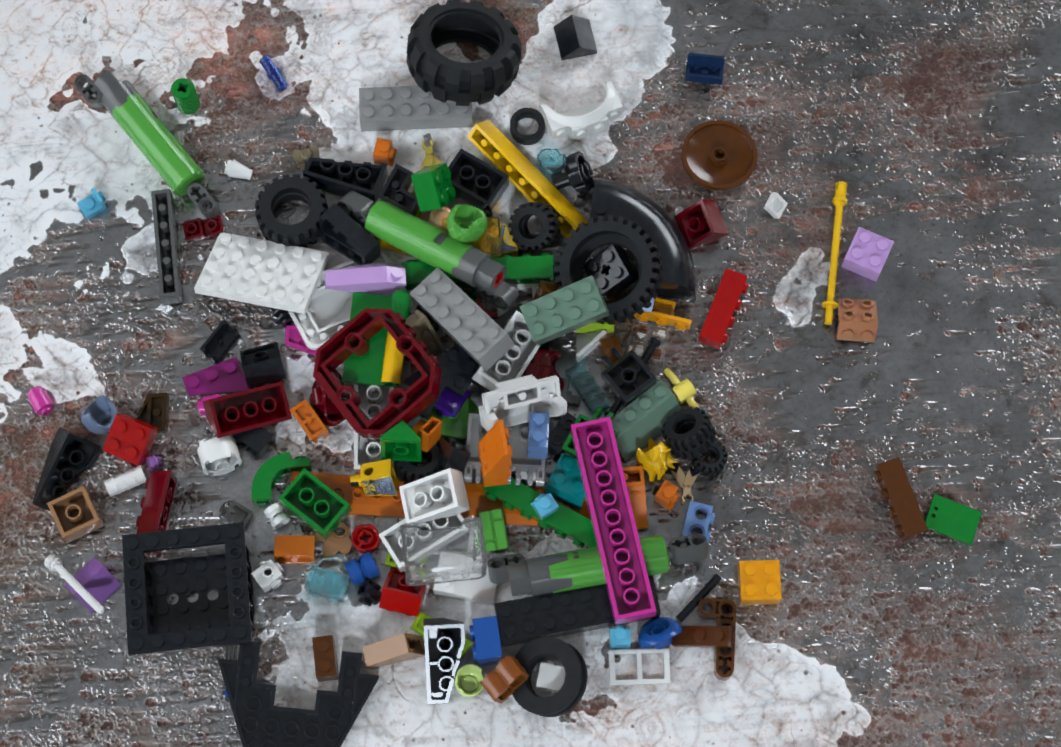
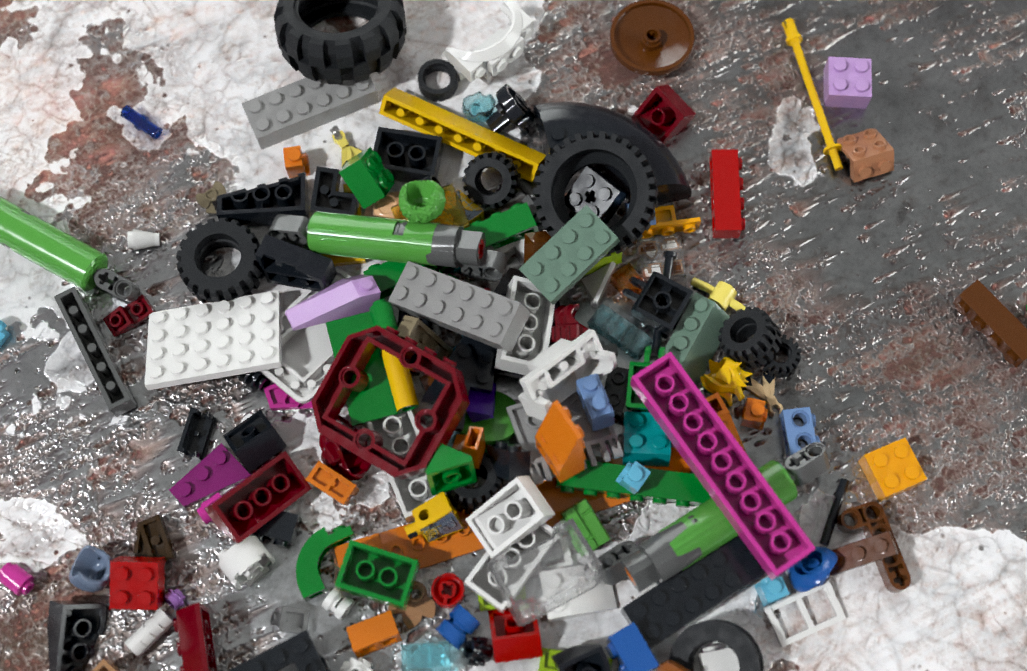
camera: 20 degrees left, 0 degrees up
(185, 96) = (52, 180): green piece -> none
(775, 205) = (731, 67): white plate -> none

